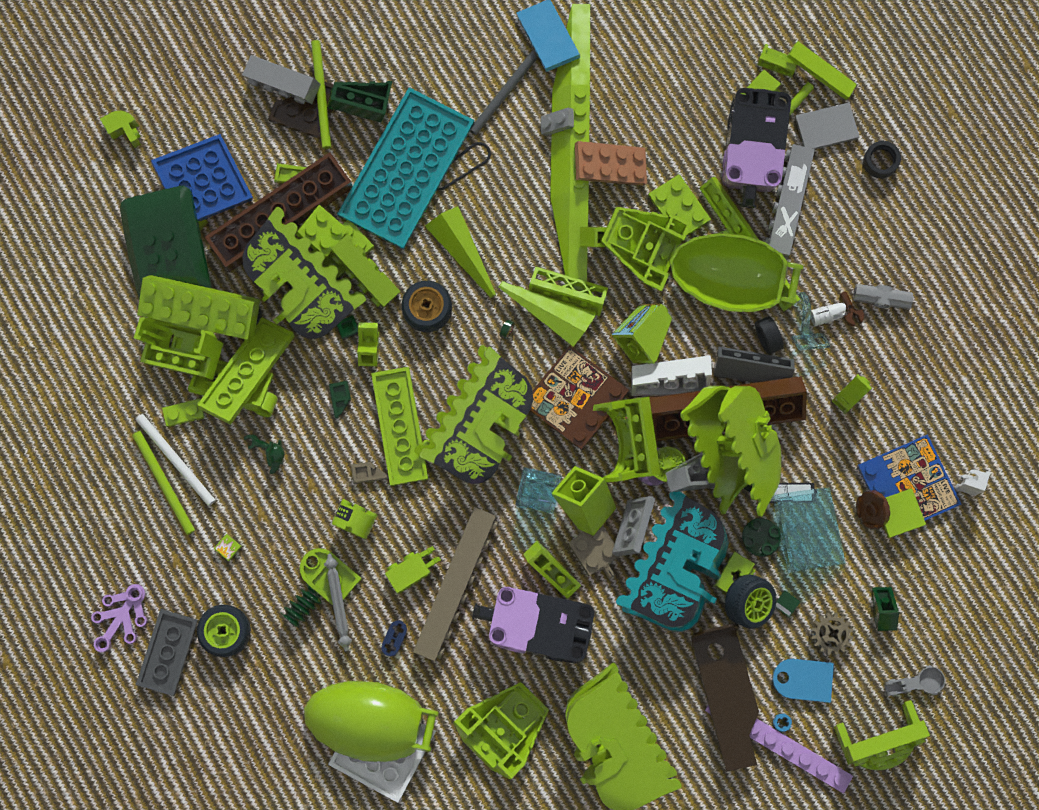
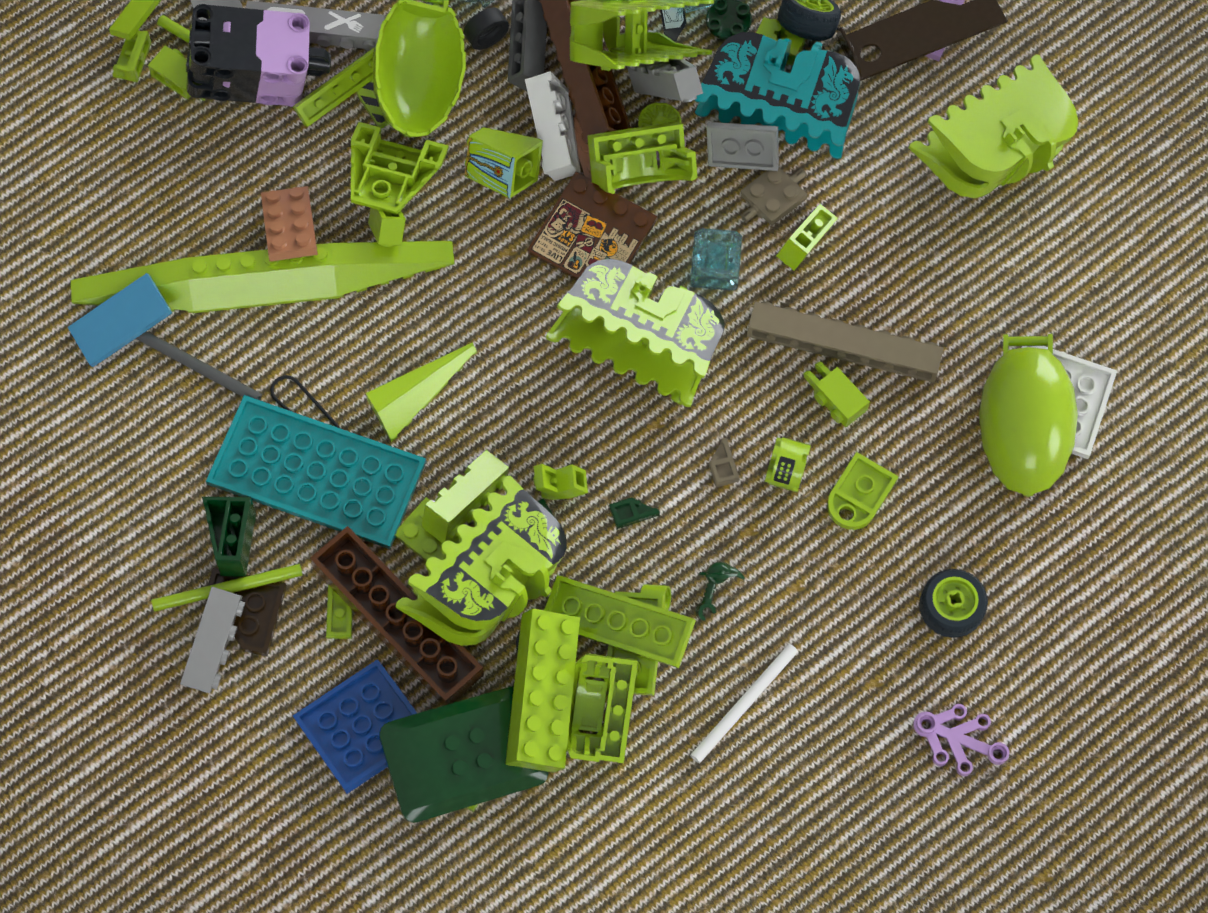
camera: 100 degrees left, 10 degrees down
(119, 123) = (290, 847): lime brick -> none
(163, 482) = (776, 713): lime piece -> none
(167, 652) = (992, 670): dark grey plate -> none
(182, 413) = (680, 703): lime plate -> none
(227, 547) = (846, 619): tile -> none
(302, 606) = (904, 513): dark green piece -> none
(322, 230) = (414, 550): lime plate -> none
(337, 601) = (892, 472): light grey wheel -> none
(390, 635) = (922, 404): dark blue beam -> none
(399, 425) = (657, 433): lime plate -> none
(435, 297) = (500, 419): wheel -> none
(503, 728) = (1008, 264): lime wedge -> none
(507, 329) = (516, 323): dark green tile -> none
(539, 624) = (881, 230): piece -> none
(557, 121) = (238, 293): light grey plate -> none
(563, 318) = (494, 258): lime wedge -> none
(566, 292) = (466, 257): lime fence -> none
(585, 499) = (719, 201): lime slope -> none
(677, 199) = (328, 149): lime plate -> none

